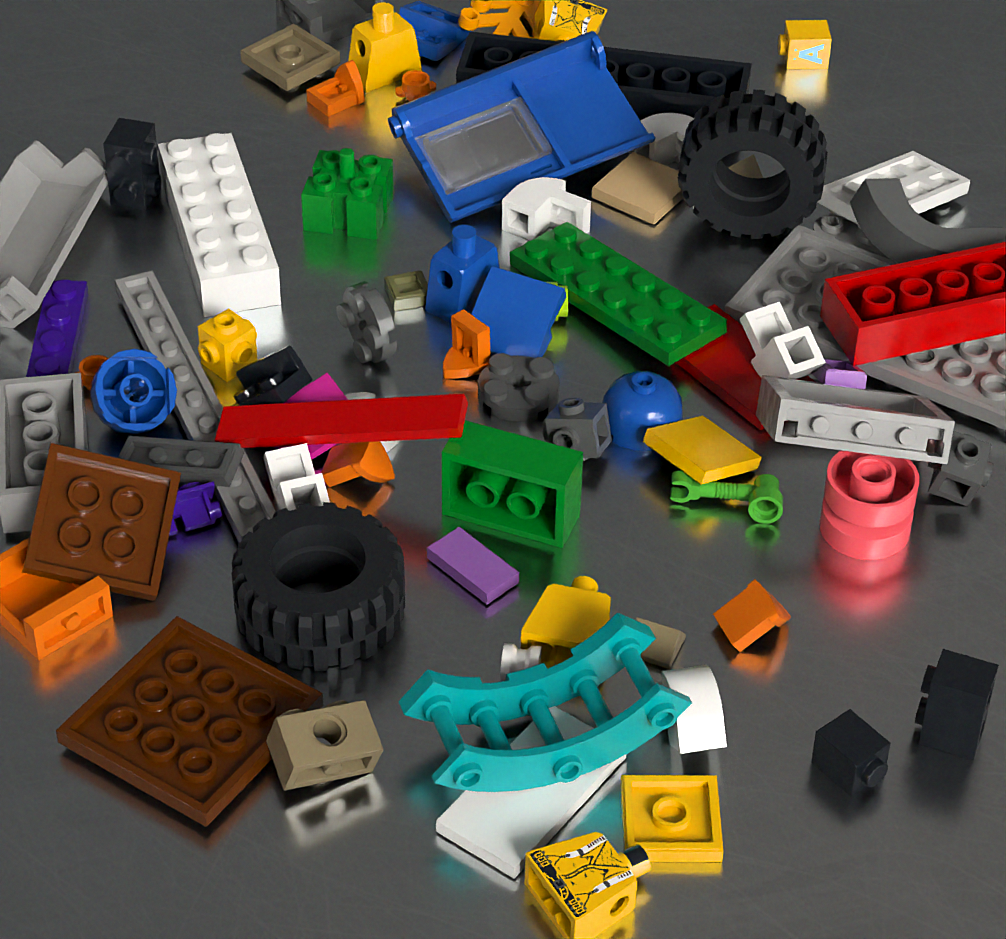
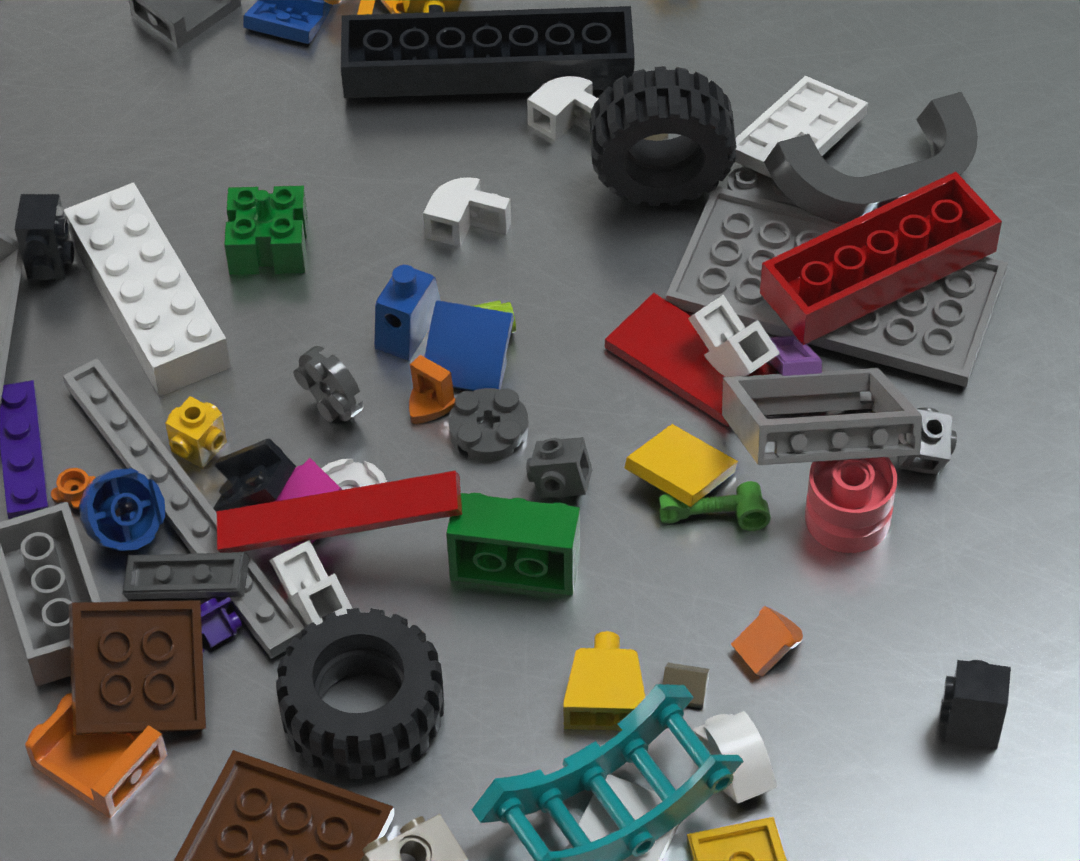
camera: 10 degrees left, 10 degrees up
(290, 57) = (161, 67): dark tan plate -> none
(338, 92) = (221, 101): orange tile -> none
(357, 460) = (353, 547): orange tile -> none
(384, 48) = (256, 48): yellow torso -> none
(406, 290) = (352, 329): olive tile -> none
(415, 85) = (298, 81): orange plate -> none
(473, 565) = (494, 633): medium lavender tile -> none
(518, 124) = (416, 117): blue piece -> none
(518, 659) = (567, 737): white wheel -> none
(620, 293) = (559, 297): green plate -> none
(639, 403) = (613, 428): blue cylinder -> none
(640, 188) = (551, 165): tan tile -> none
(851, 753) = (890, 770): black brick -> none

